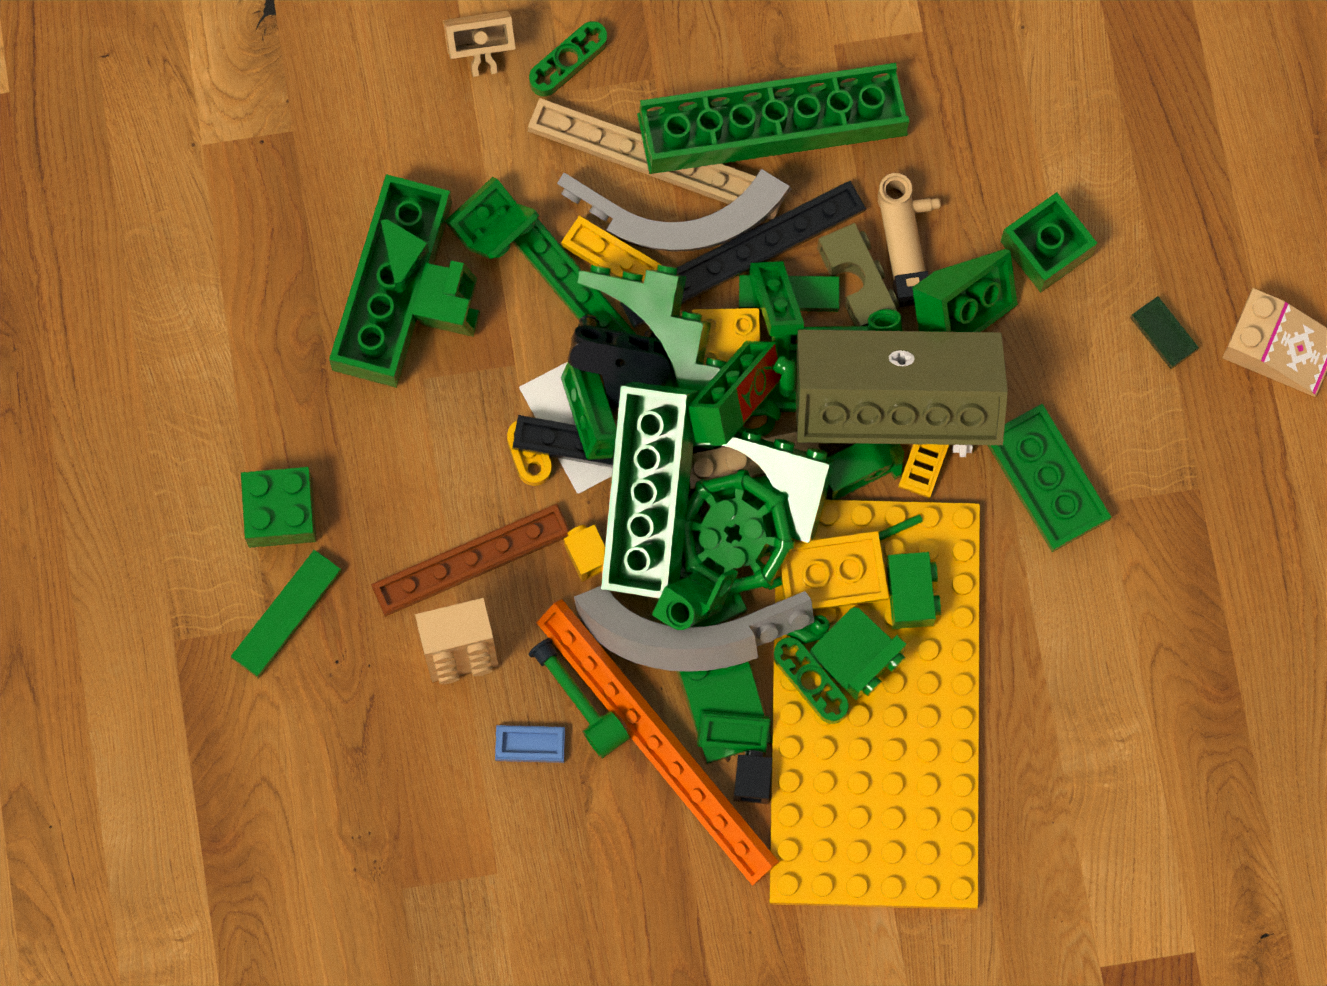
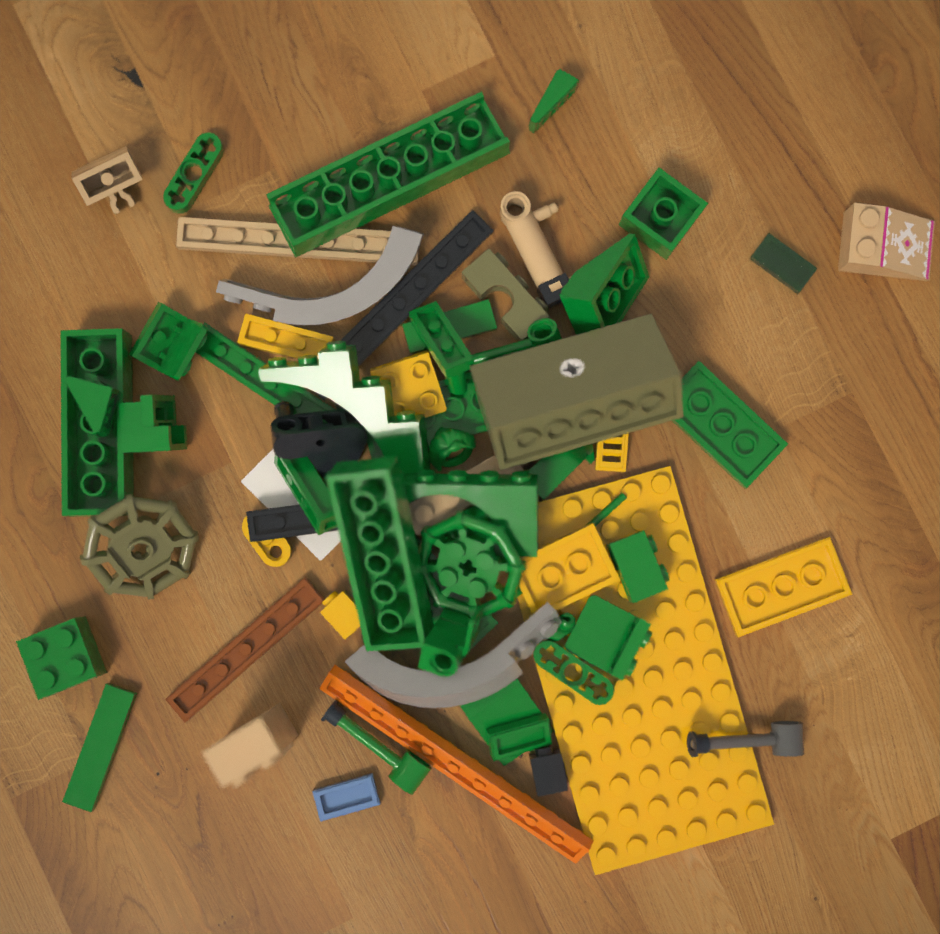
camera: 15 degrees left, 10 degrees up
(382, 405) = (135, 531): none -> olive plate
(734, 393) = (431, 444): green brick -> none
(788, 380) = (473, 406): green arm -> none
(975, 88) = (557, 93): none -> green slope
(1015, 820) = (784, 738): none -> dark grey piece
(1062, 666) = (783, 587): none -> yellow tile

